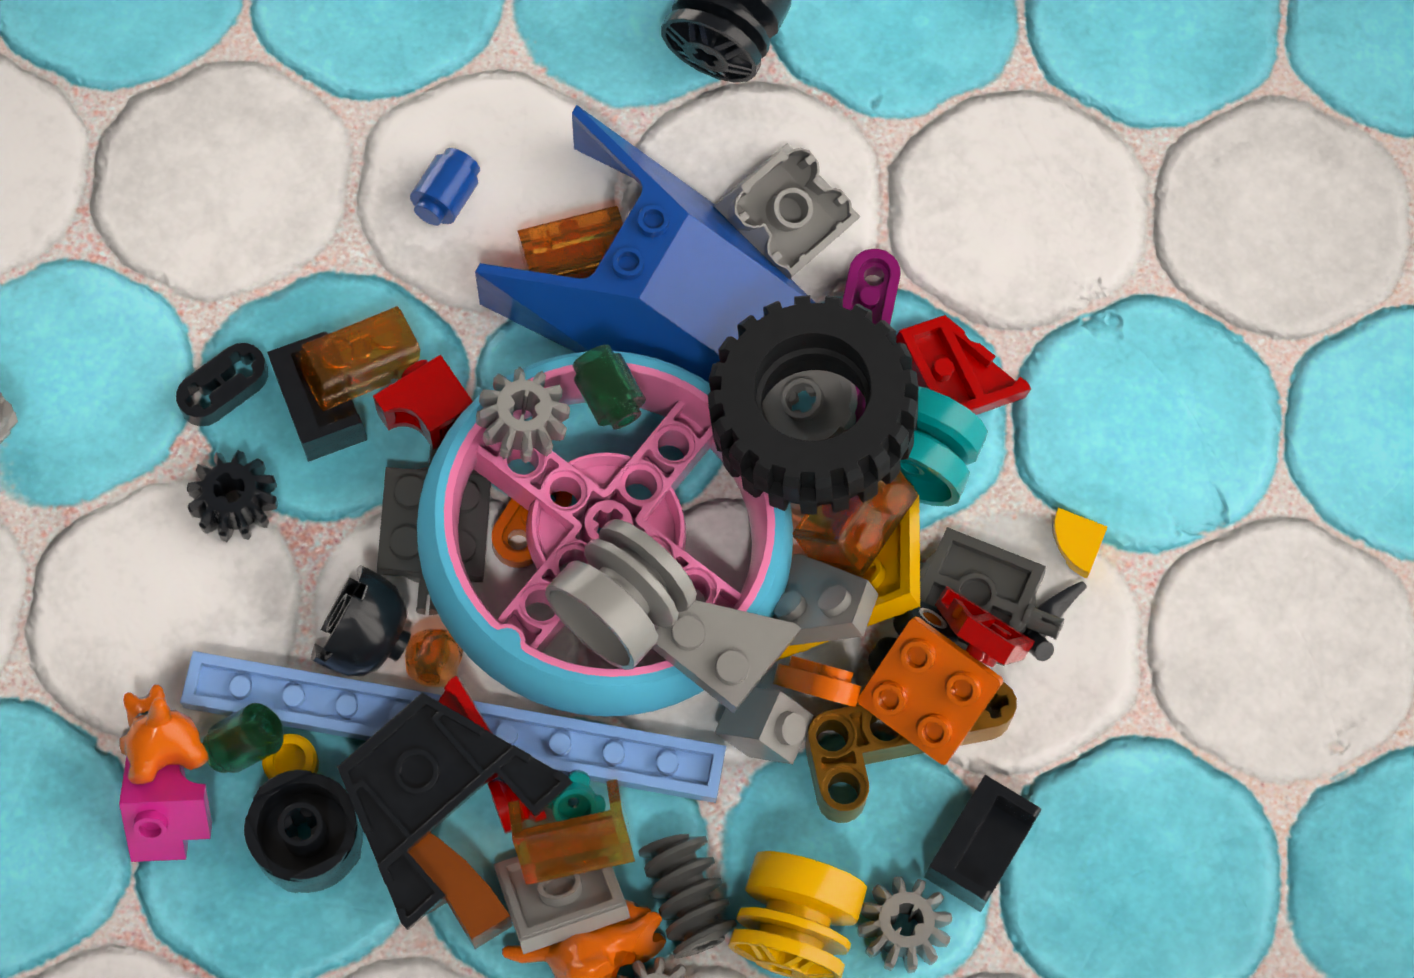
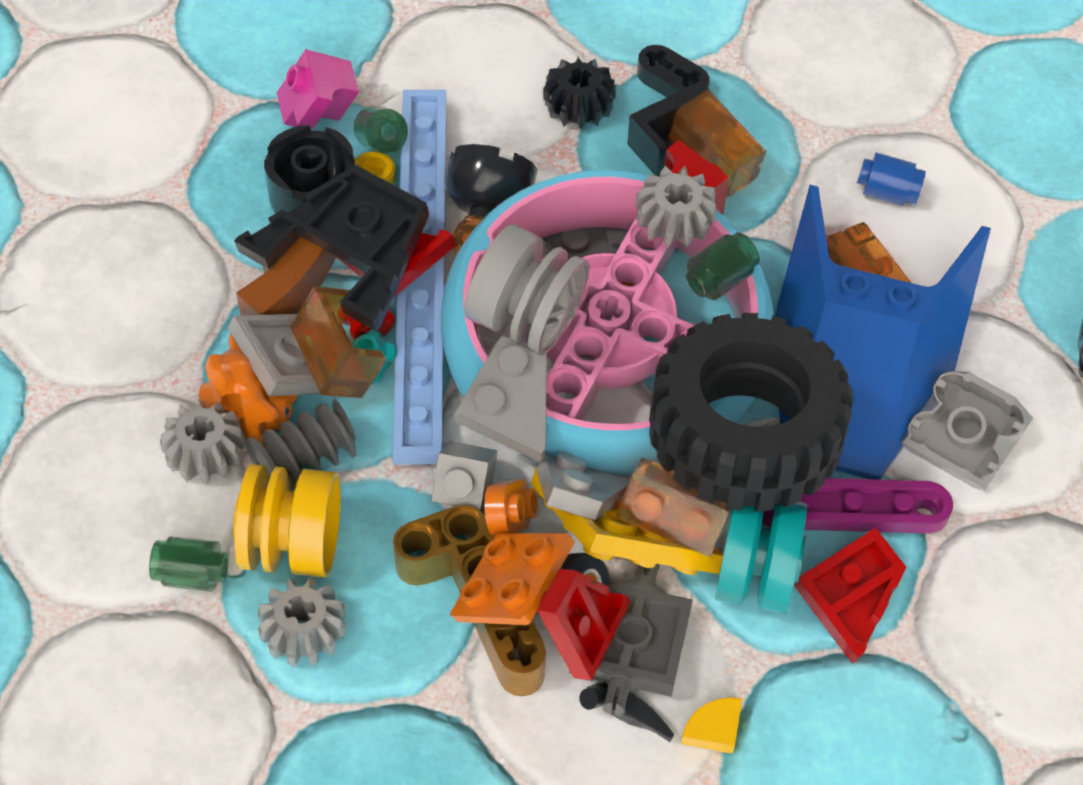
camera: 80 degrees right, 15 degrees down
(158, 737) = (364, 67): orange animal -> none
(982, 843) = (389, 676): black panel -> none

